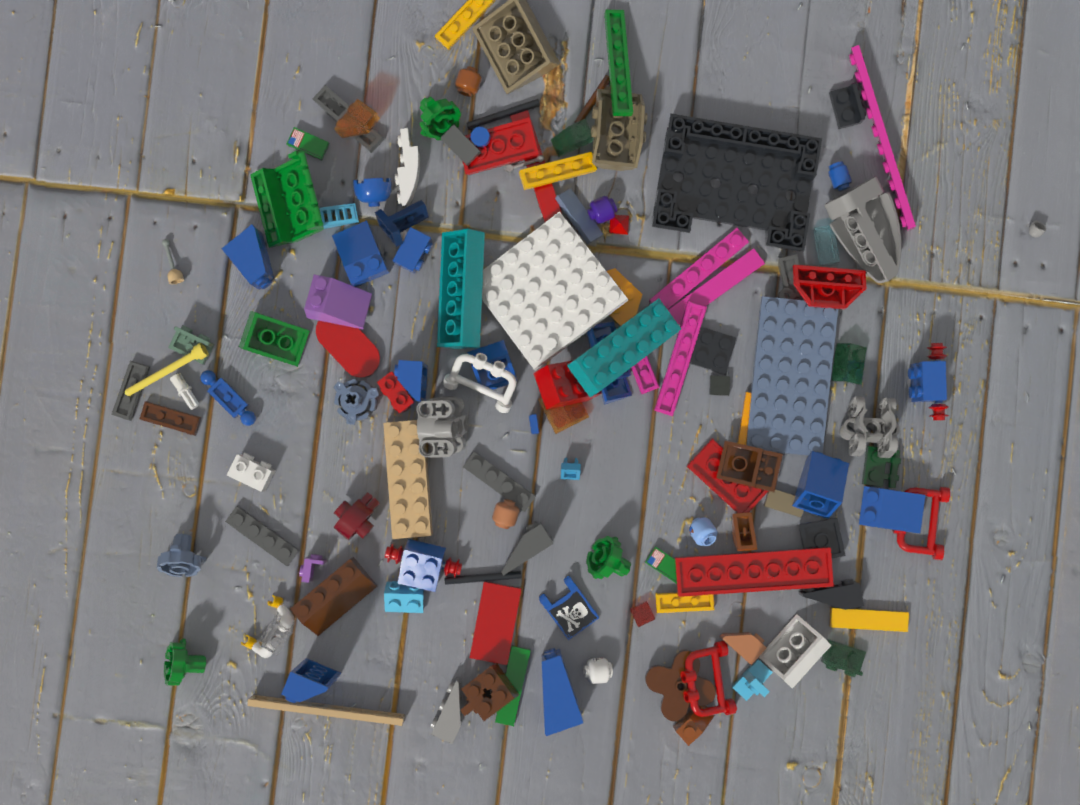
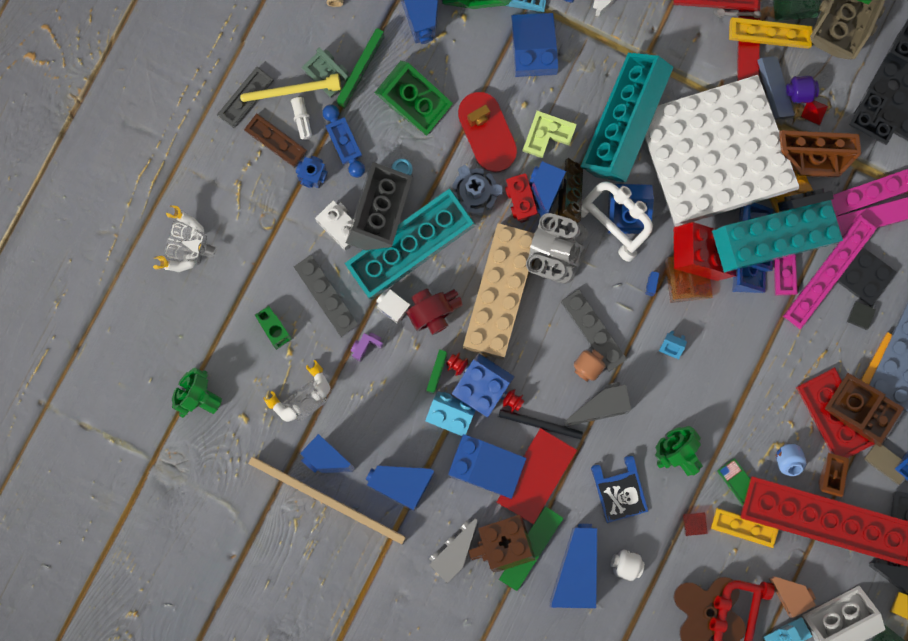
camera: 20 degrees right, 5 degrees down
(125, 537) = (185, 243): none -> torso
(180, 558) = (235, 287): sand blue piece -> none
(217, 435) = (311, 179): none -> blue brick
(219, 329) = (360, 68): none -> green tile
(226, 580) = (273, 327): none -> green leg
(276, 448) = (379, 208): none -> dark grey slope
(287, 403) = (403, 166): none -> medium azure plate
(315, 468) = (414, 243): none -> teal brick
(321, 524) = (392, 306): none -> white brick
(334, 597) = (378, 385): reddish brown slope -> none
(335, 335) = (479, 116): none -> pearl gold plate
(337, 302) = (493, 84): medium lavender slope -> none
(379, 567) = (436, 373): none -> green tile
(382, 676) = (400, 483): none -> blue slope
(395, 323) = (545, 128): none -> yellowish green plate
(401, 220) = (590, 25): dark blue bracket -> none
(413, 250) = (590, 60): blue brick -> none
(436, 372) = (571, 194): none -> dark brown bracket
(450, 632) = (487, 466): none -> blue slope
(635, 260) = (820, 152): none -> dark orange wedge
(641, 303) = (805, 199): none -> black plate

